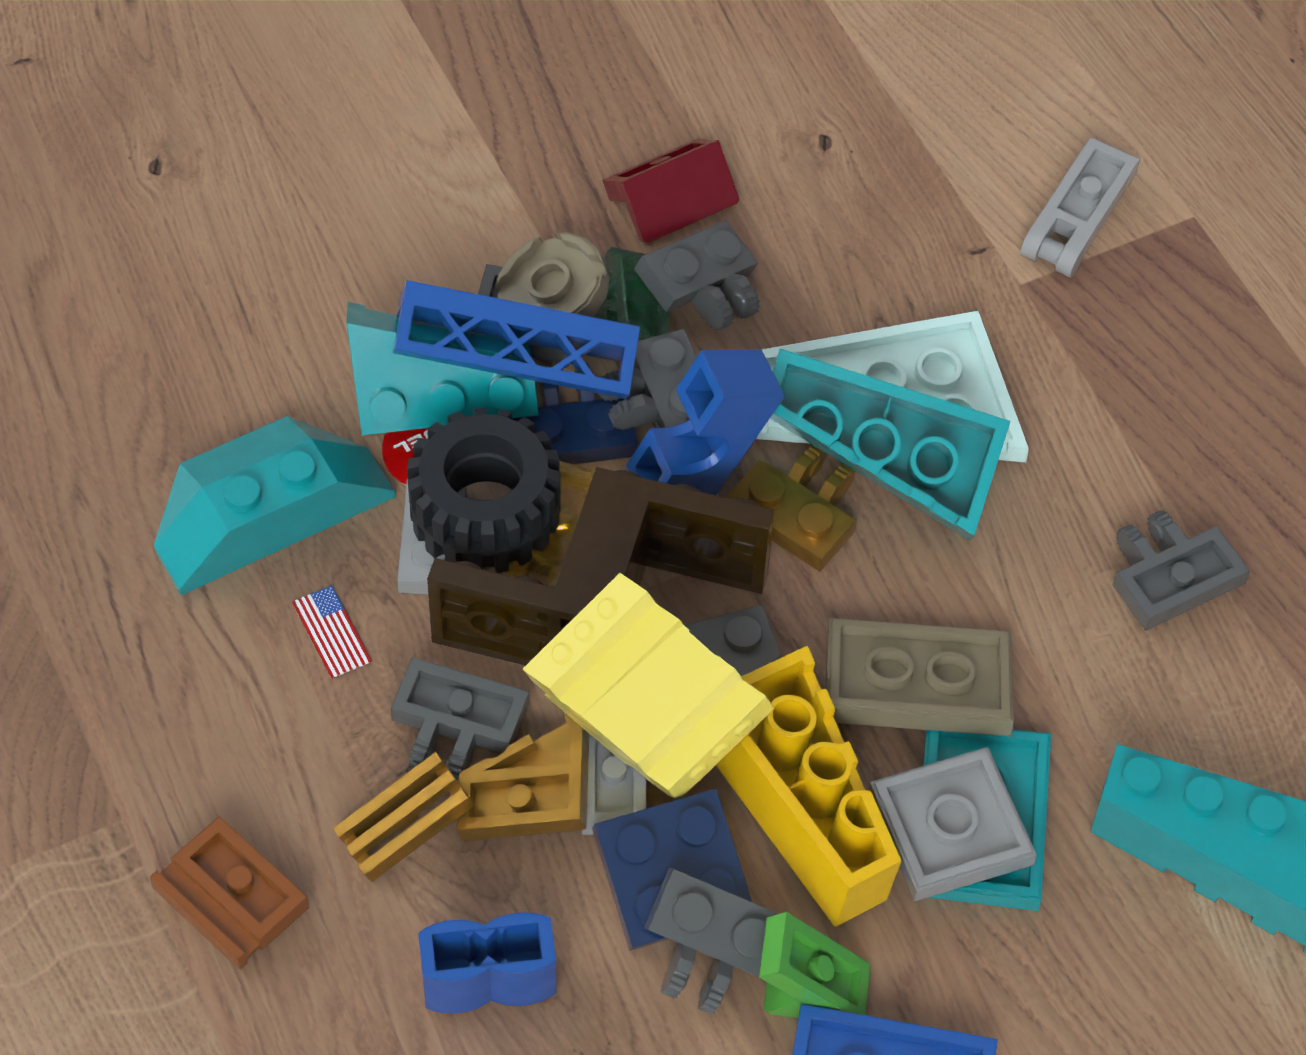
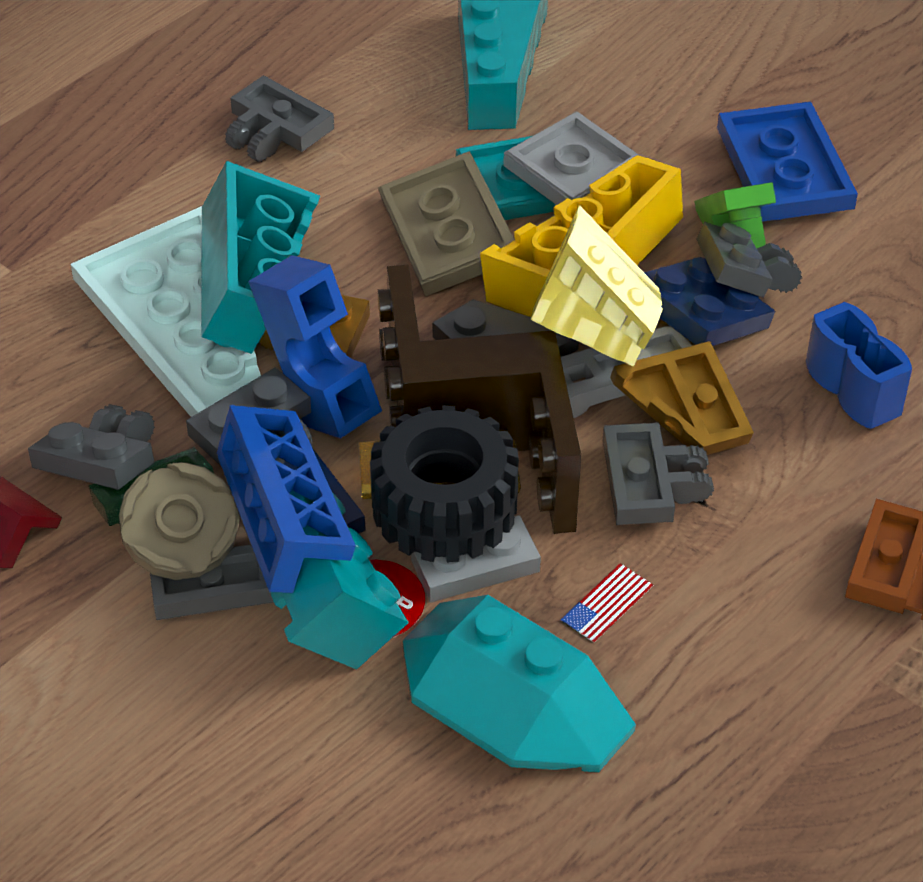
camera: 110 degrees left, 10 degrees down
(397, 809) = (769, 462): pearl gold tile -> none

